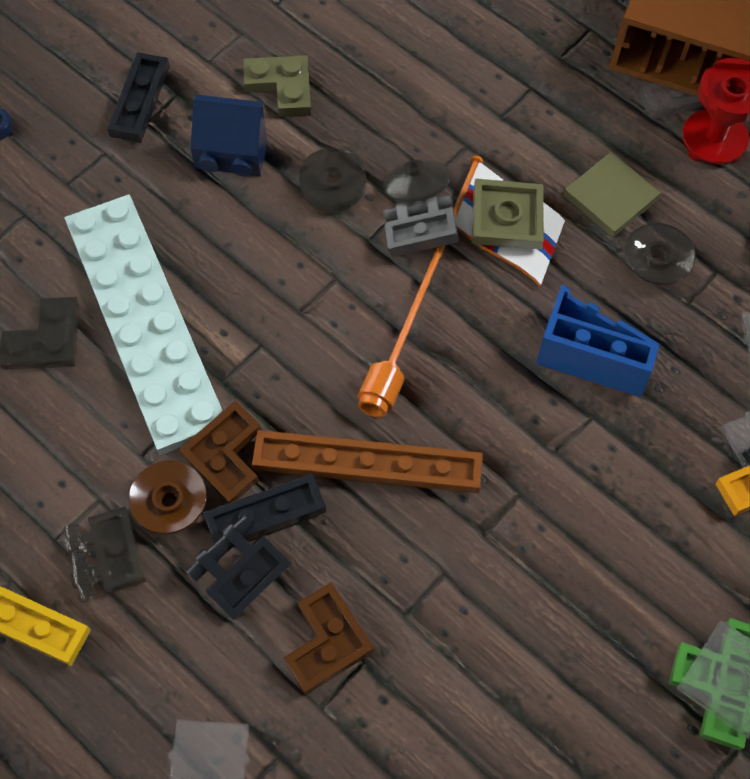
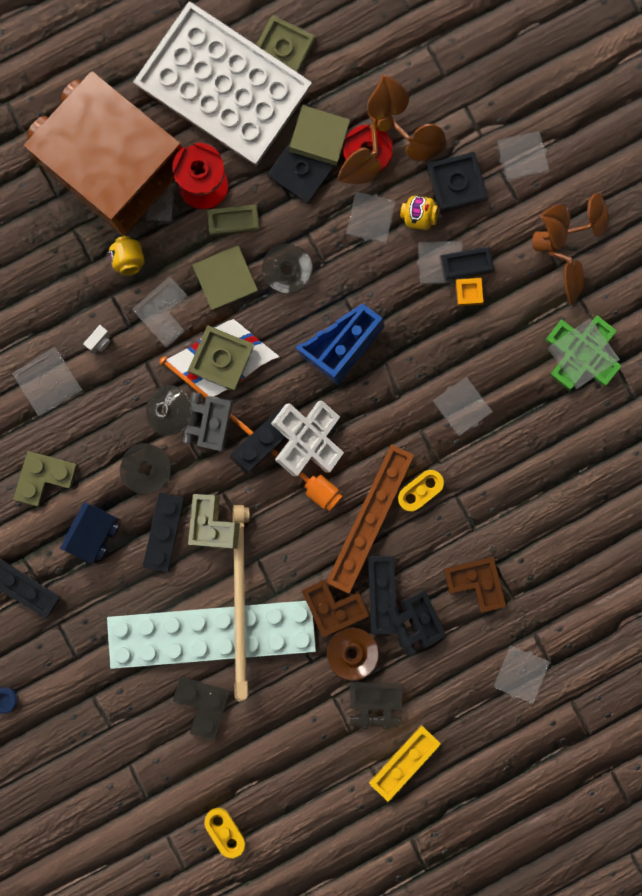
camera: 70 degrees left, 20 degrees up
(75, 360) = (241, 516): none -> tan hinge
(259, 225) = (163, 532): none -> black plate
(280, 266) = (205, 527): none -> plate
(399, 53) = (47, 381): none -> clear tile
(424, 295) = (258, 445): none -> black plate
(435, 514) = (420, 490): none -> yellow plate
(446, 341) = (307, 438): none -> white plate
(471, 81) = (98, 340): none -> white plate
(536, 131) = (155, 311): none -> clear plate
(577, 538) = (462, 406): none -> clear piece
(587, 79) = (126, 255): none -> yellow head
(689, 181) = (233, 220): none -> olive tile

